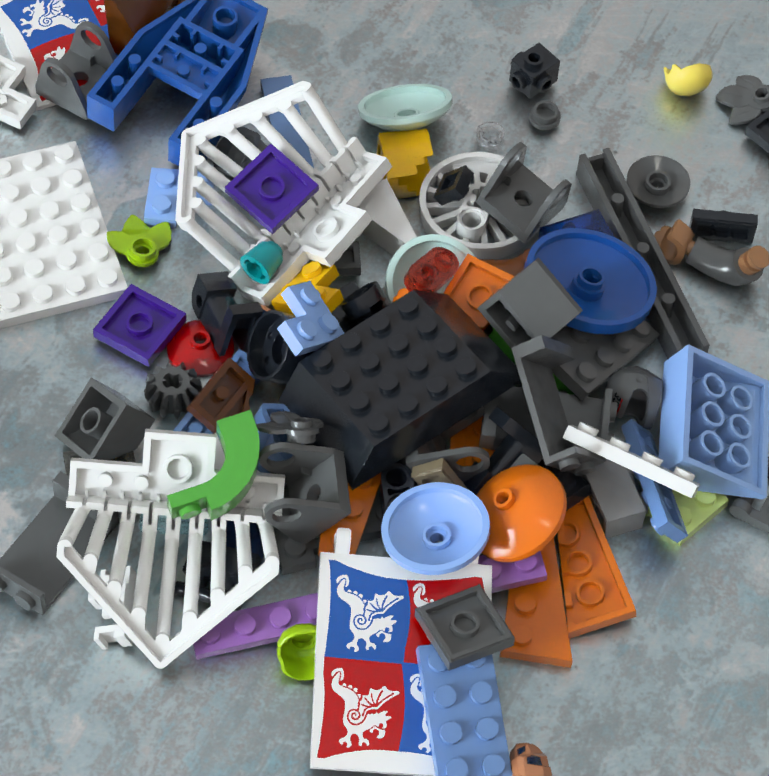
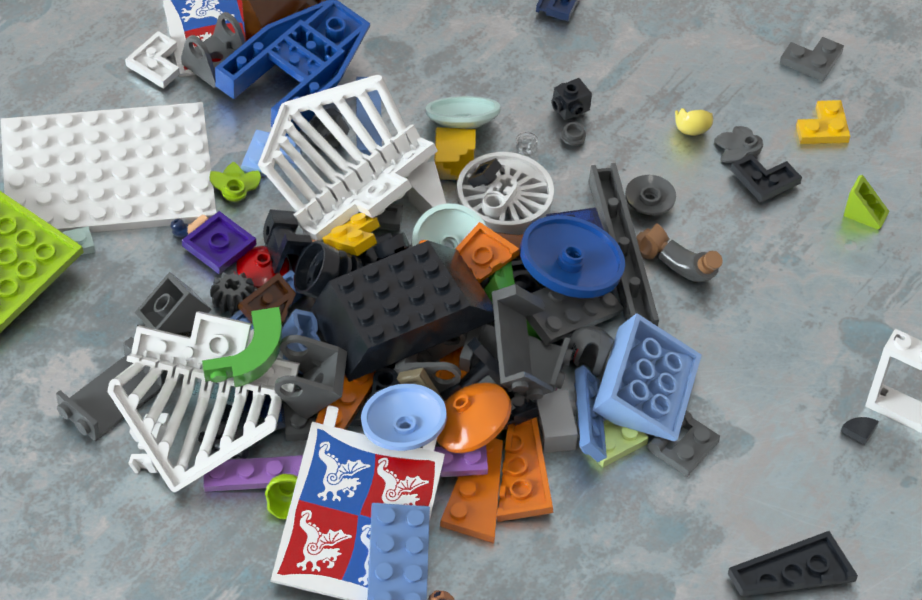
camera: 10 degrees right, 5 degrees down
(92, 315) = (182, 230): none -> dark blue arm
(262, 261) = (321, 206): teal hat -> none
(271, 188) = (339, 153): dark purple plate -> none
(298, 429) = (313, 327): dark grey plate -> none
(313, 321) = (346, 251): light blue plate -> none
(432, 270) = (448, 230): clear red plate -> none
(464, 627) = (411, 494): dark grey tile -> none
(517, 181) = (534, 176): dark grey hose -> none
(530, 306) = (516, 262): dark grey slope -> none
(646, 465) = (581, 397): white plate -> none
(723, 225) = (694, 234): black plate -> none

